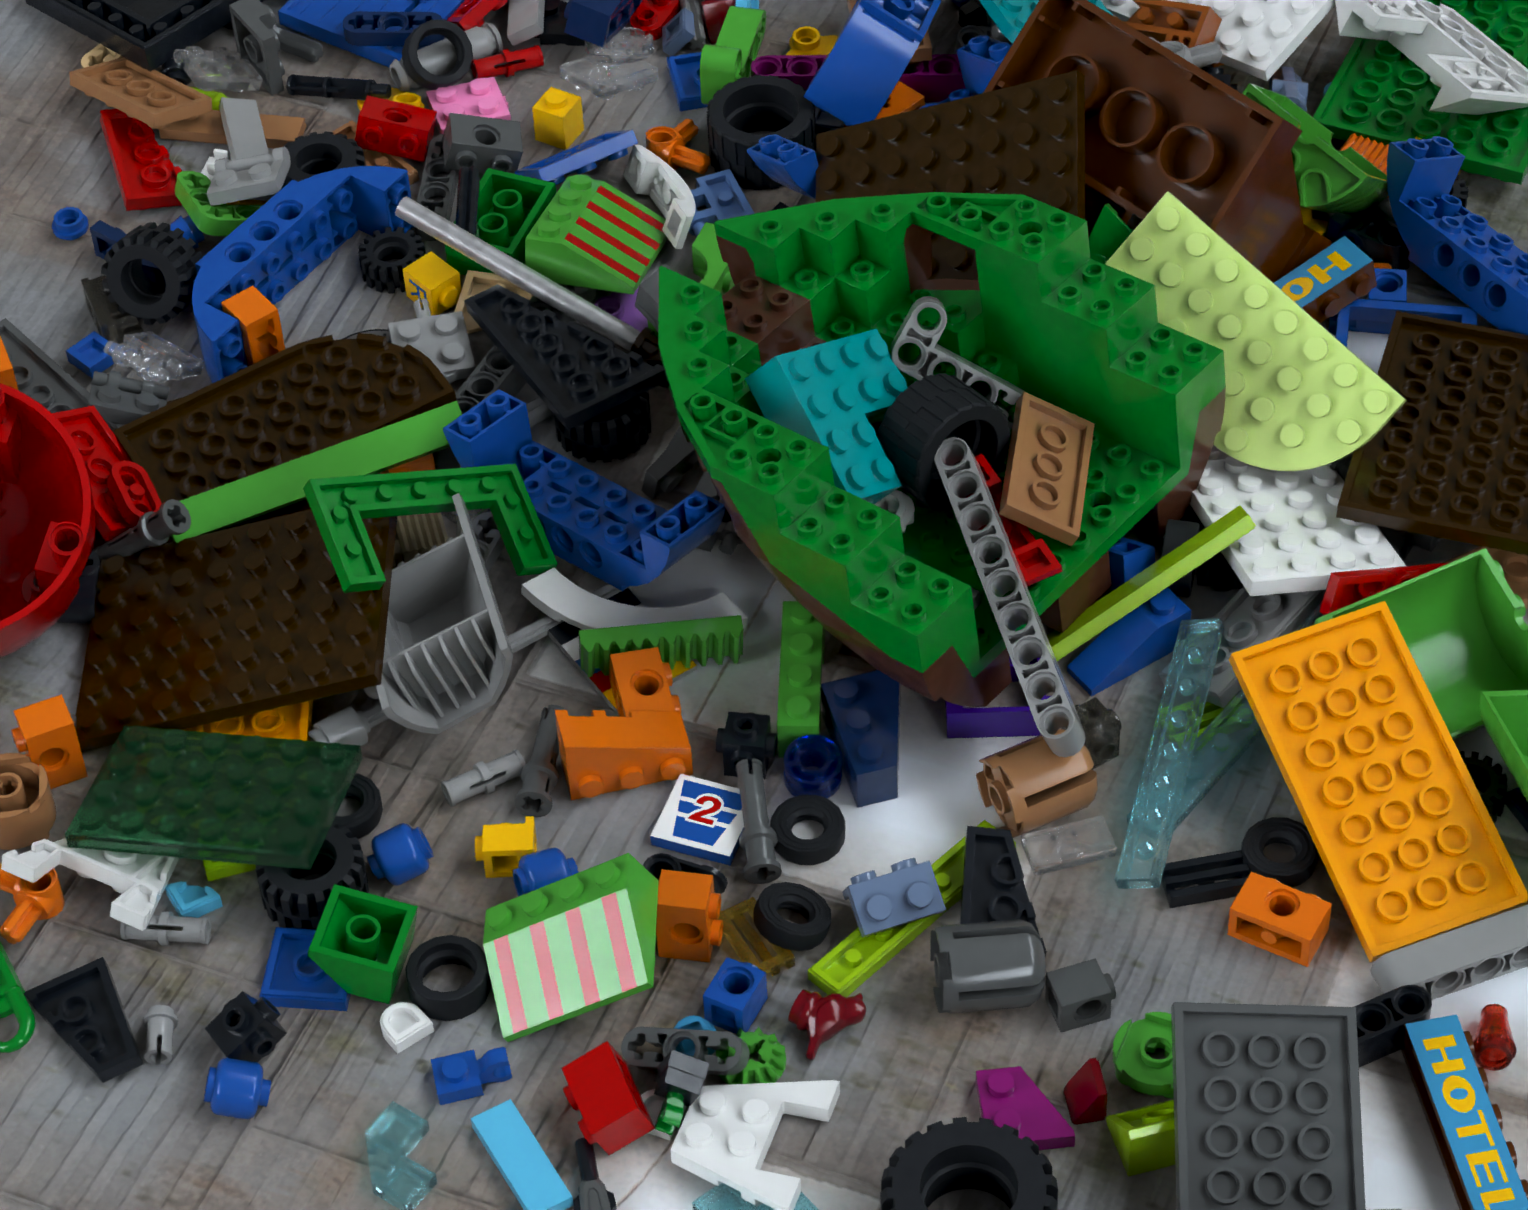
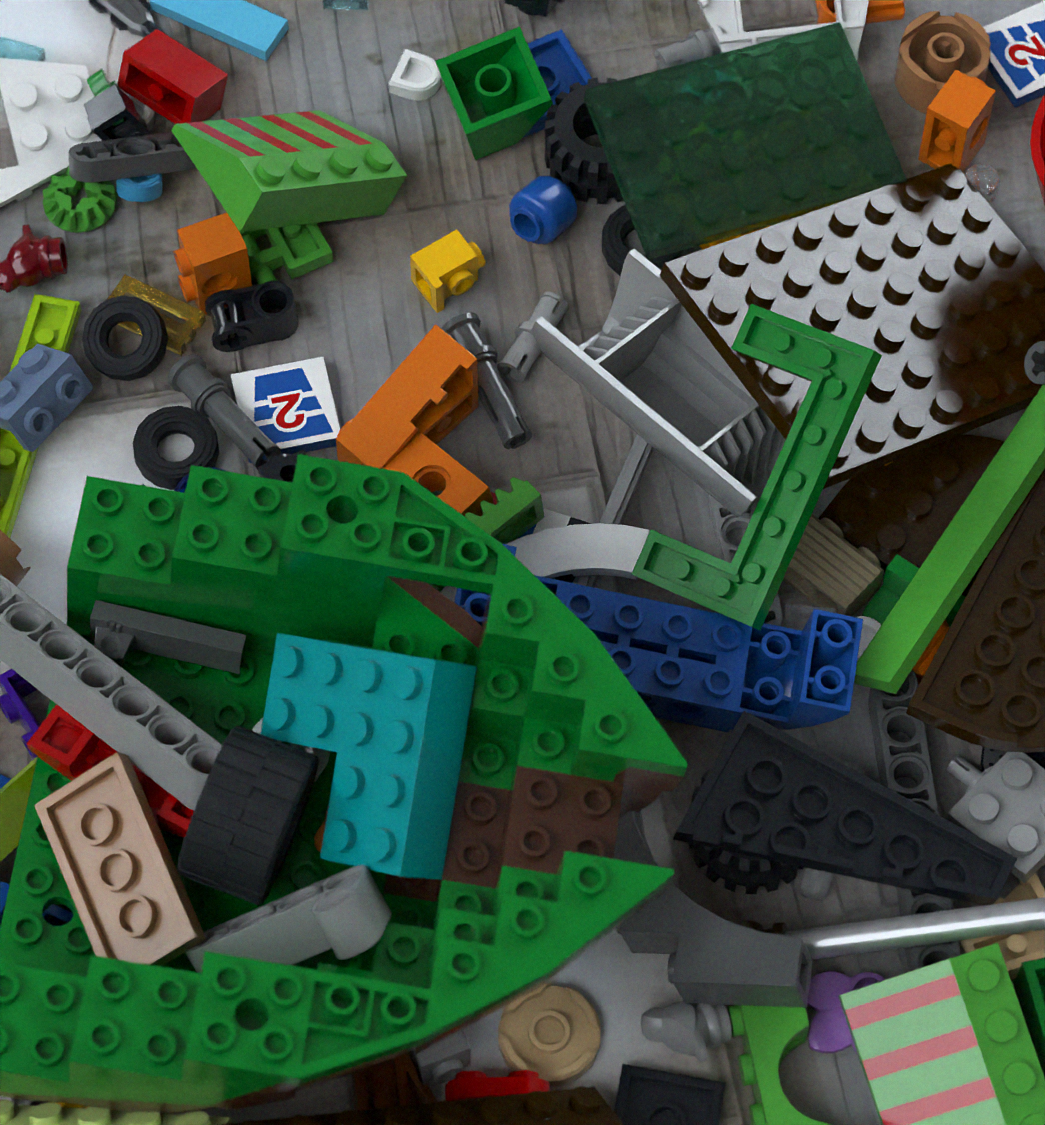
camera: 145 degrees right, 15 degrees up
(445, 951) = (413, 98): black tyre -> none
(462, 1075) = (325, 57): blue plate -> none
(542, 869) = (385, 253): blue head -> none
(726, 1007) = (126, 220): blue brick -> none

